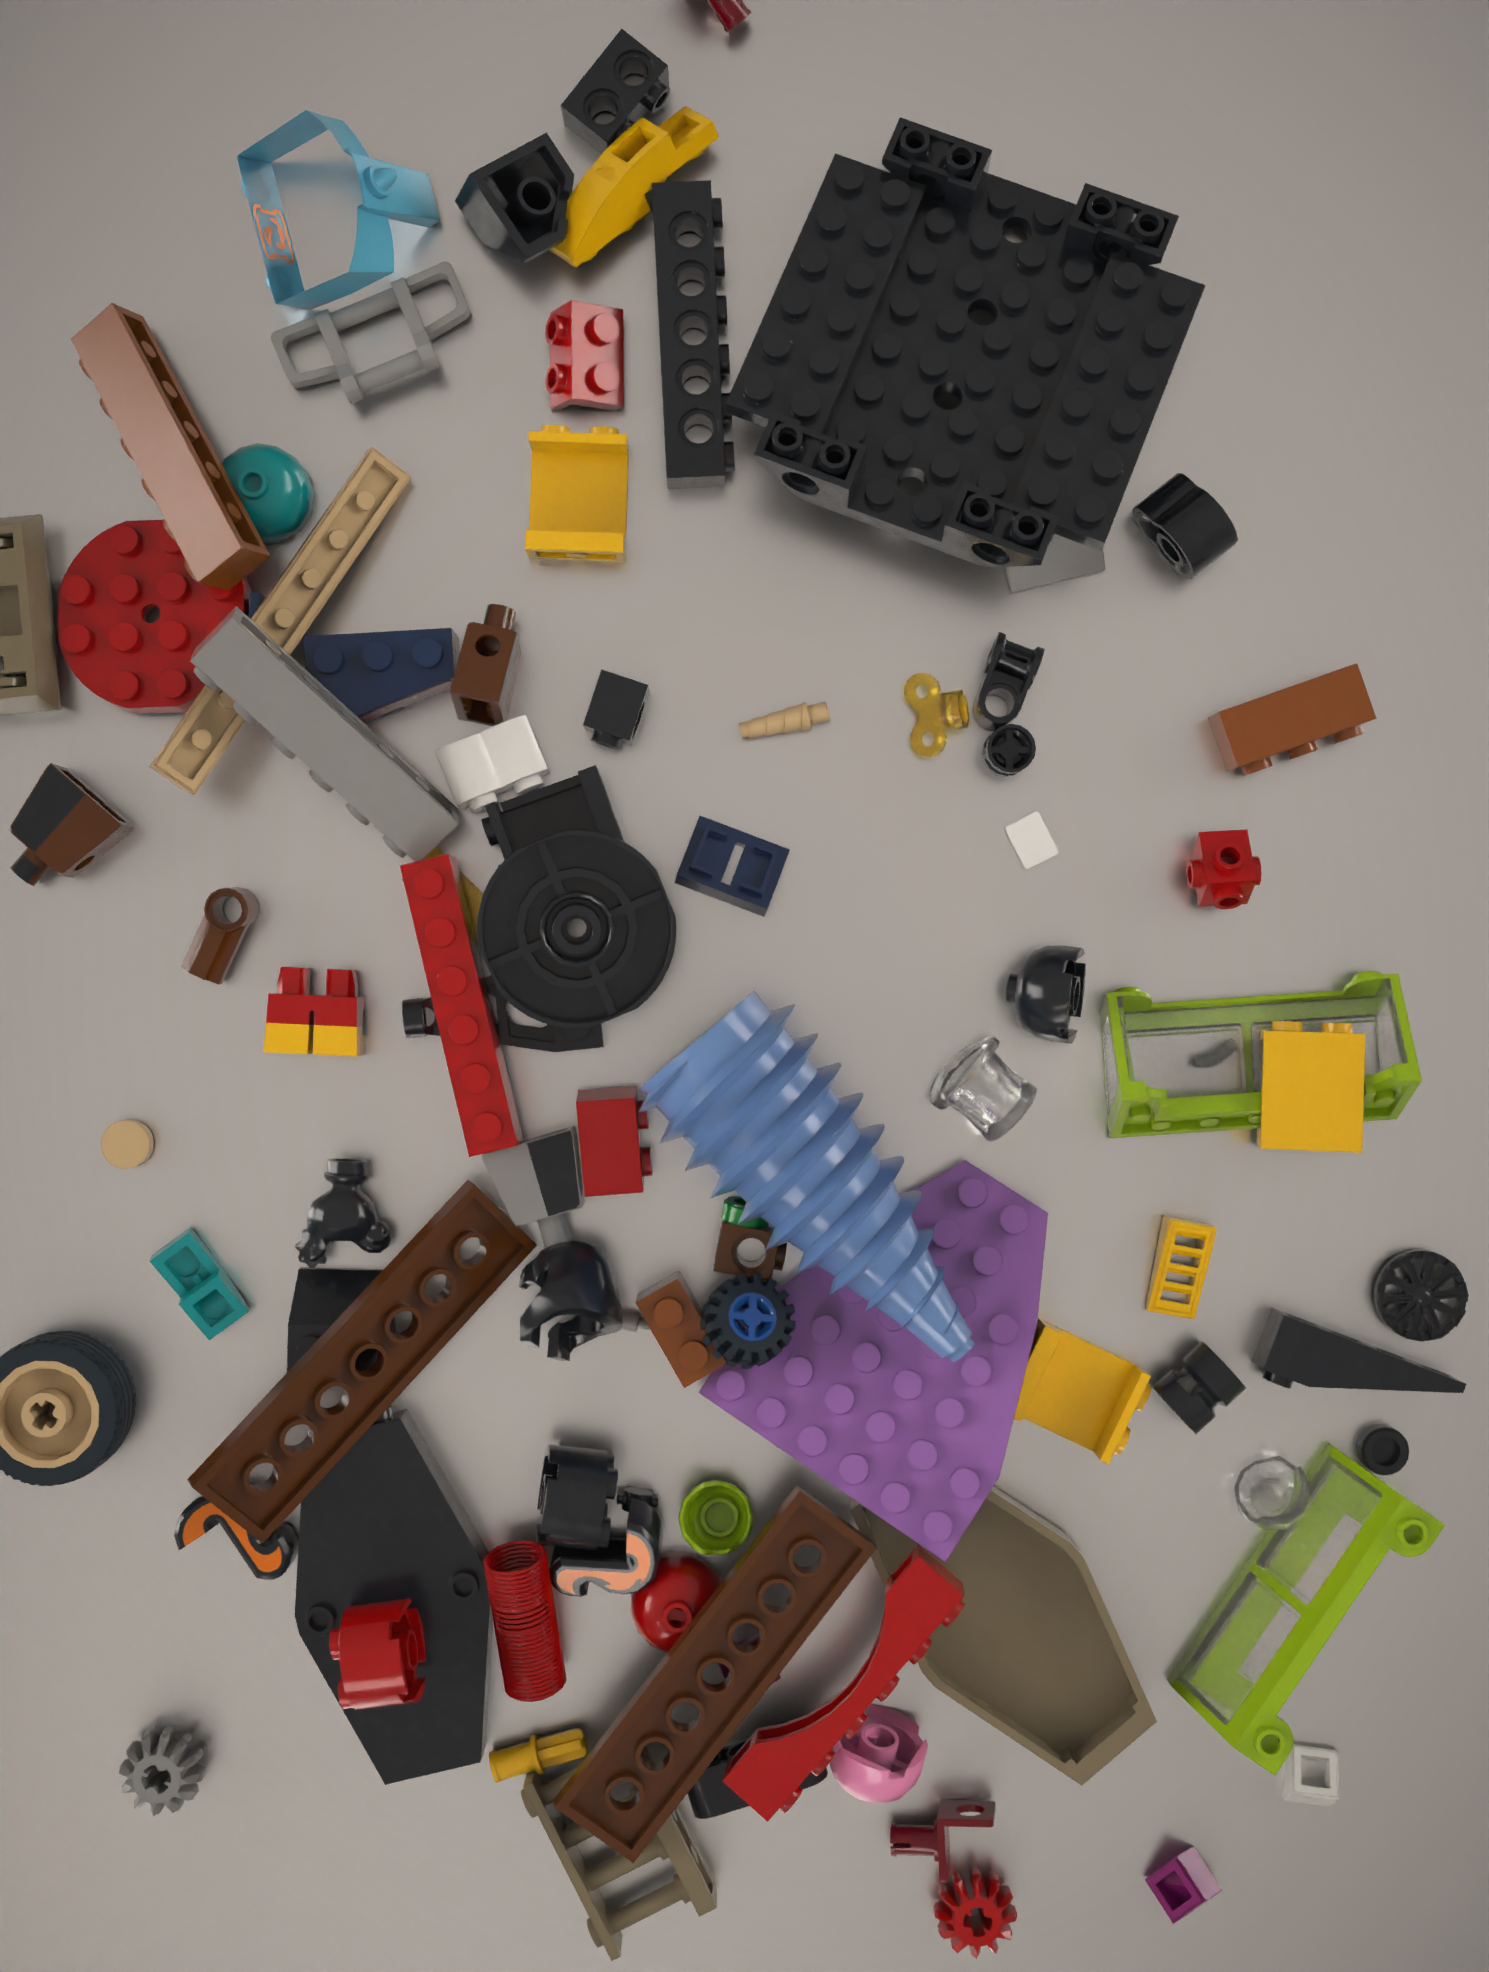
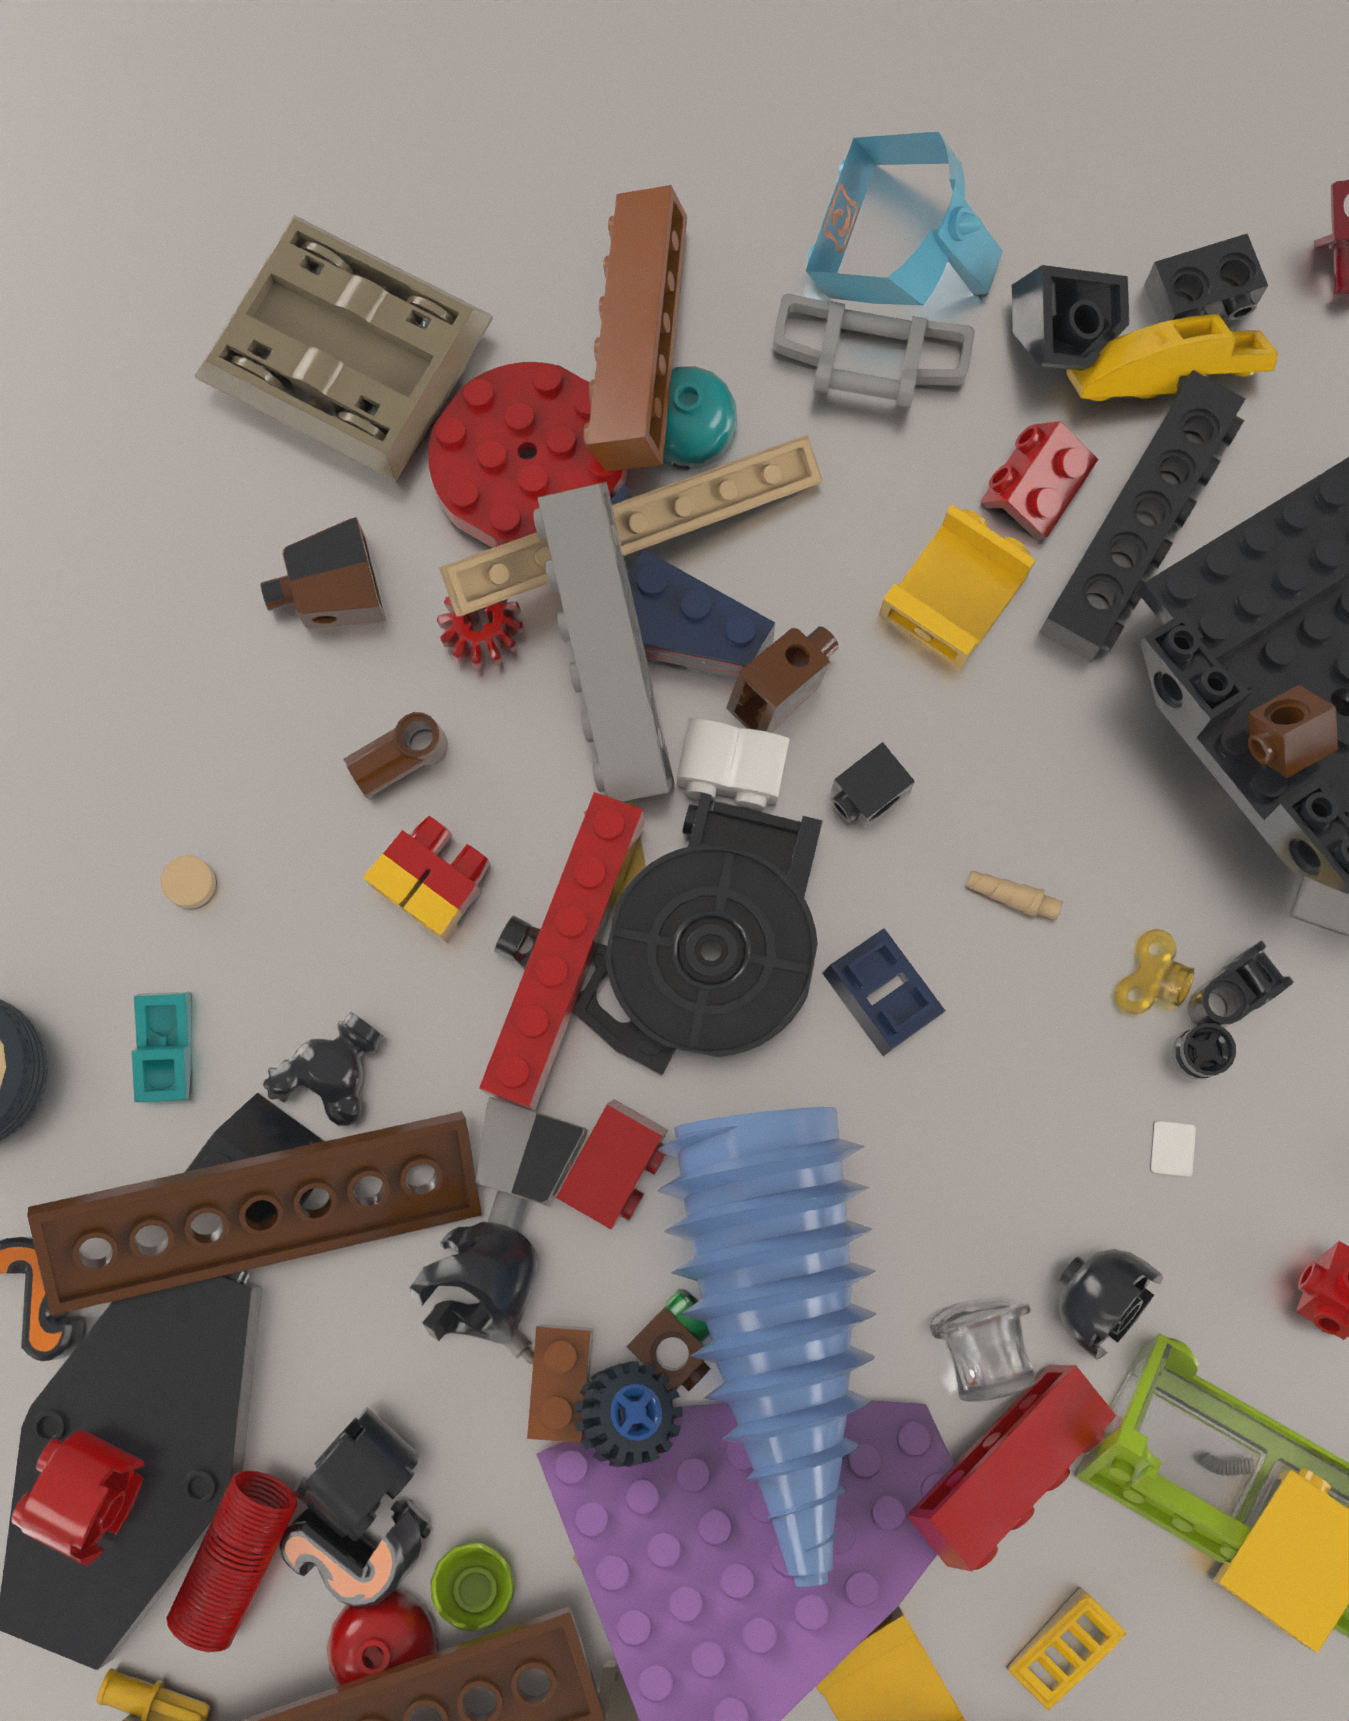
camera: 35 degrees right, 10 degrees down
(229, 791) = (490, 640): none -> red gear
(919, 455) = (1292, 731): none -> reddish brown brick
(1058, 1166) = (1012, 1468): none -> red brick

